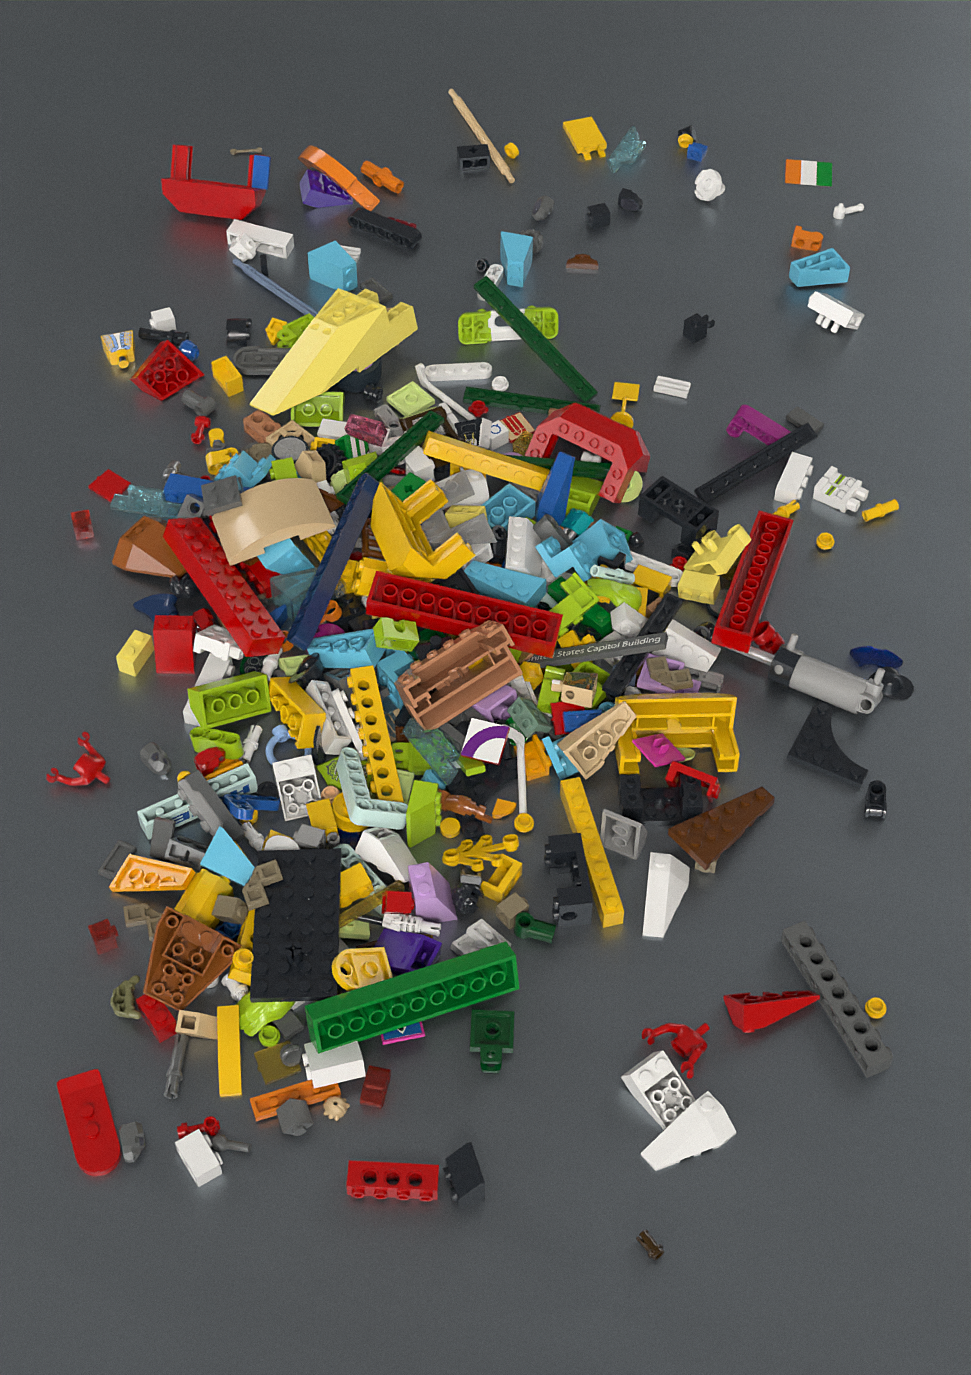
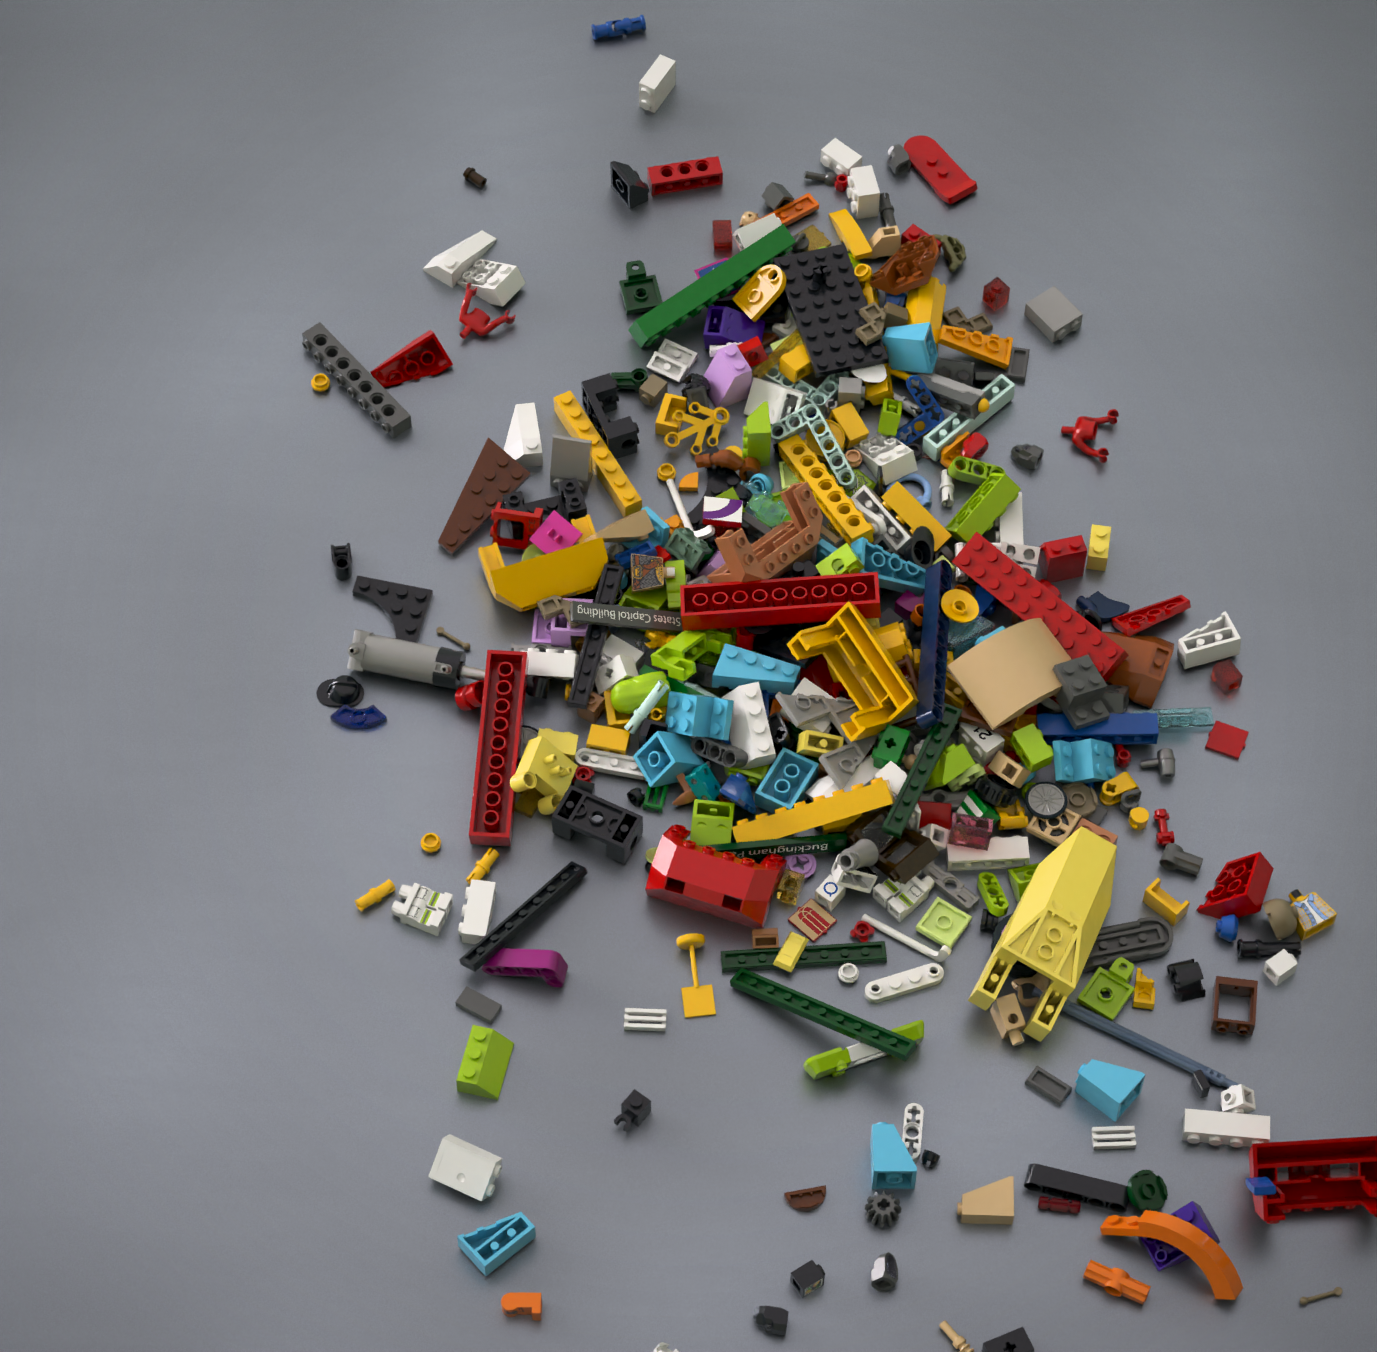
camera: 165 degrees right, 5 degrees up
(53, 900) = (1053, 314): none -> light grey brick
(82, 549) = (1210, 643): none -> white wedge
(125, 583) = (1150, 615): none -> red wing
(145, 339) = (1281, 917): none -> dark tan cylinder
(193, 1091) = (863, 192): none -> white brick
(207, 315) = (1237, 987): none -> reddish brown window
(278, 812) = (889, 417): none -> lime brick
(297, 587) = (959, 606): none -> yellow dish
(336, 215) = (1147, 1191): none -> dark green tile
(359, 397) = (991, 900): none -> lime beam
(387, 1317) = (657, 83): none -> white brick
(452, 230) = (989, 1204): none -> tan slope
(469, 421) = (861, 854): none -> light grey plant
(541, 402) = (790, 951): none -> light yellow tile
(785, 719) = (440, 631): none -> dark tan hinge
(809, 379) = (484, 1063): none -> lime slope

